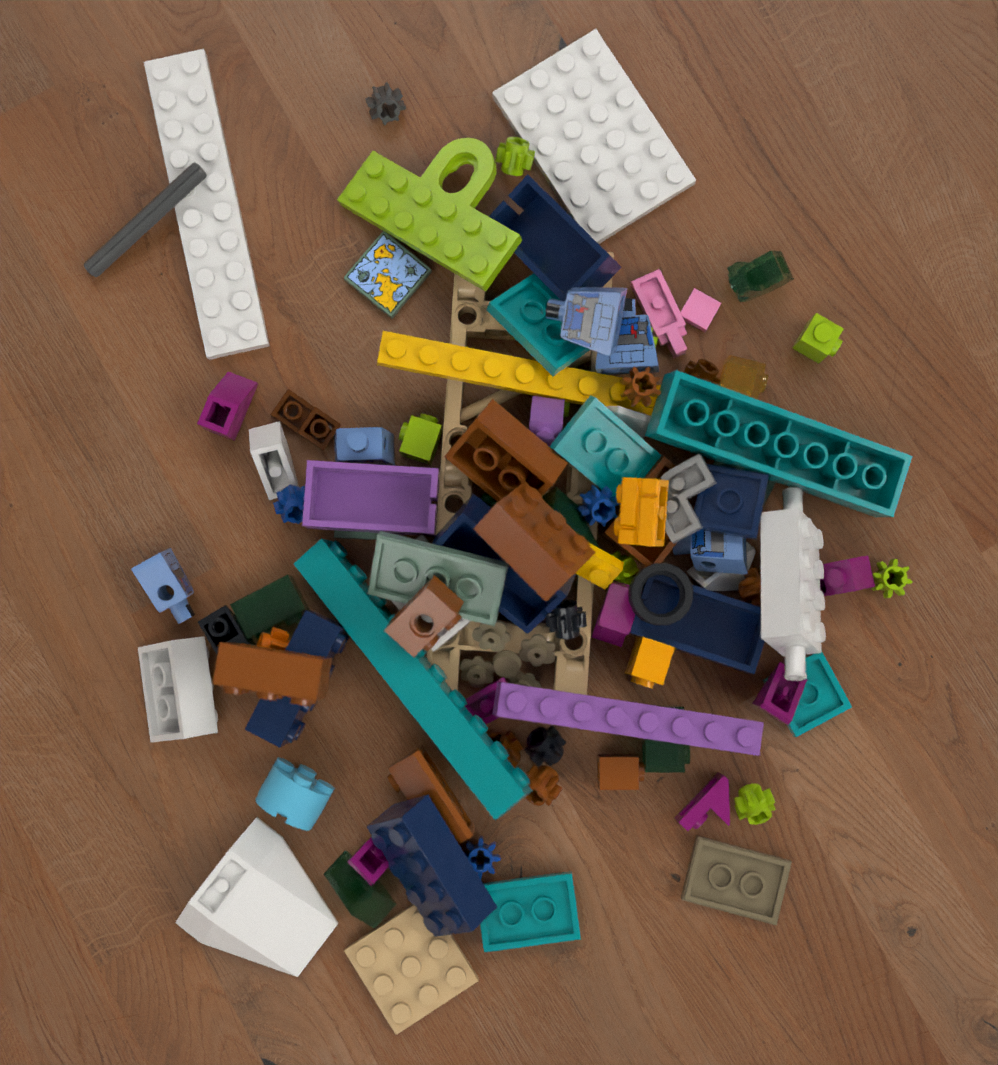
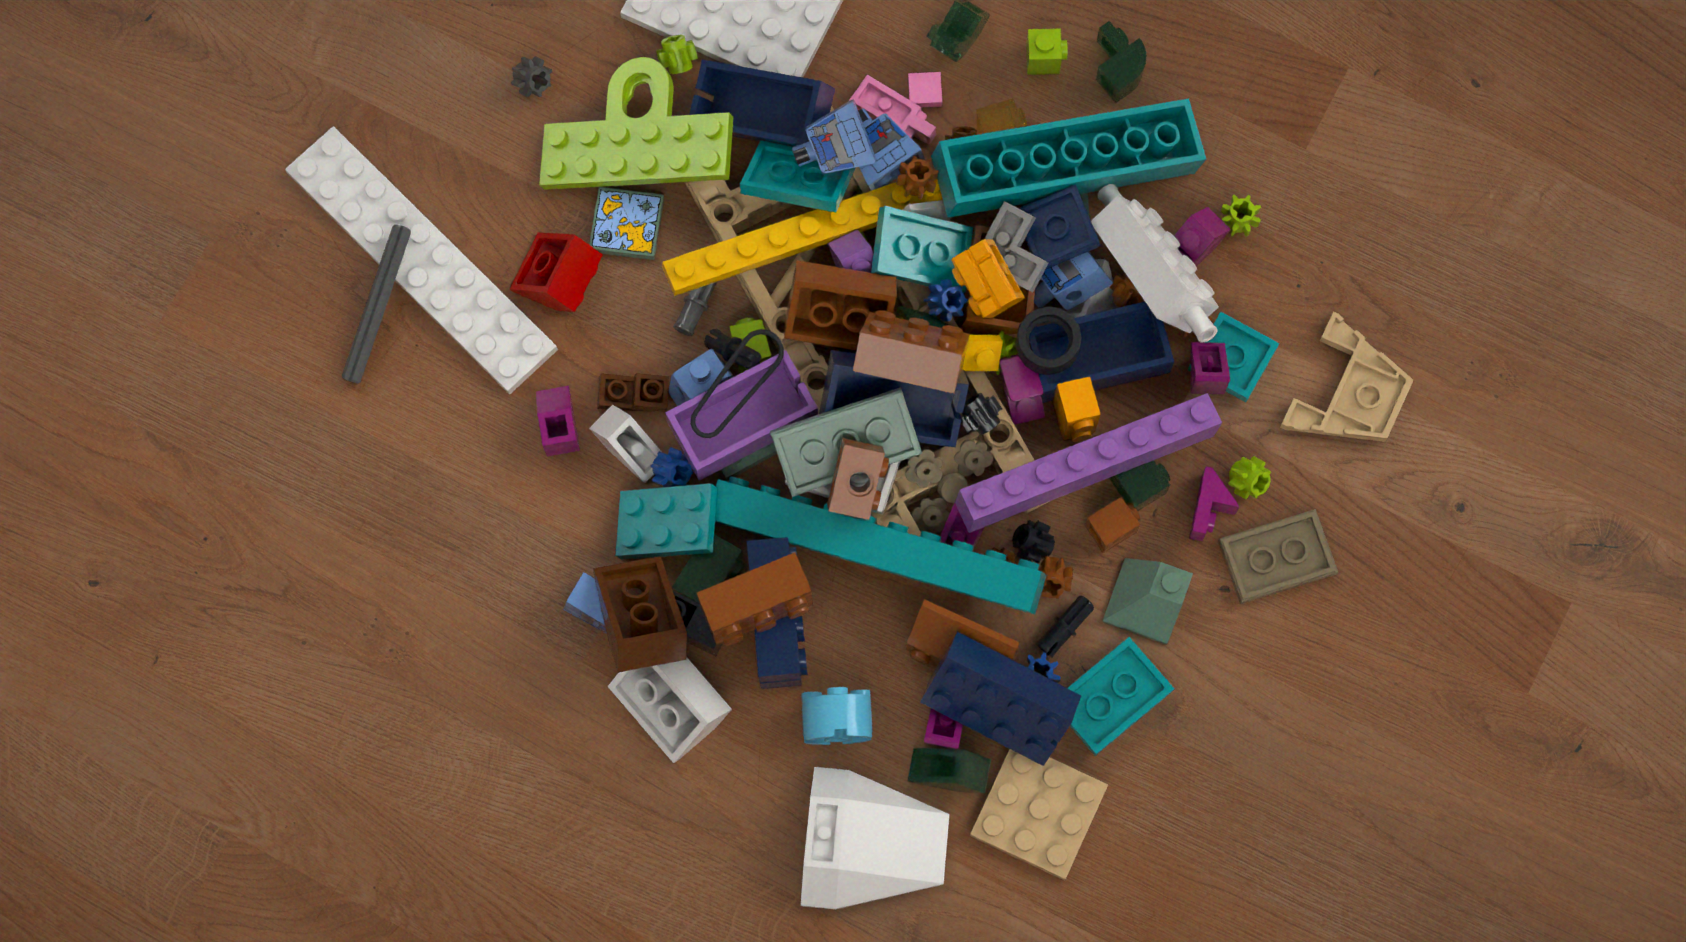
camera: 30 degrees left, 10 degrees down
(181, 616) = (640, 614): none -> reddish brown slope
(261, 546) = (666, 521): none -> teal plate
(306, 281) = (557, 271): none -> red slope
(372, 457) = (750, 393): none -> black piece
(392, 382) = (693, 309): none -> dark grey axle
(399, 438) = (727, 346): none -> black axle
(526, 830) = (1065, 626): none -> black axle
(607, 850) = (1147, 598): none -> sand green slope
(878, 392) = (1126, 64): none -> clear green brick
(896, 793) = (1366, 395): none -> tan wing

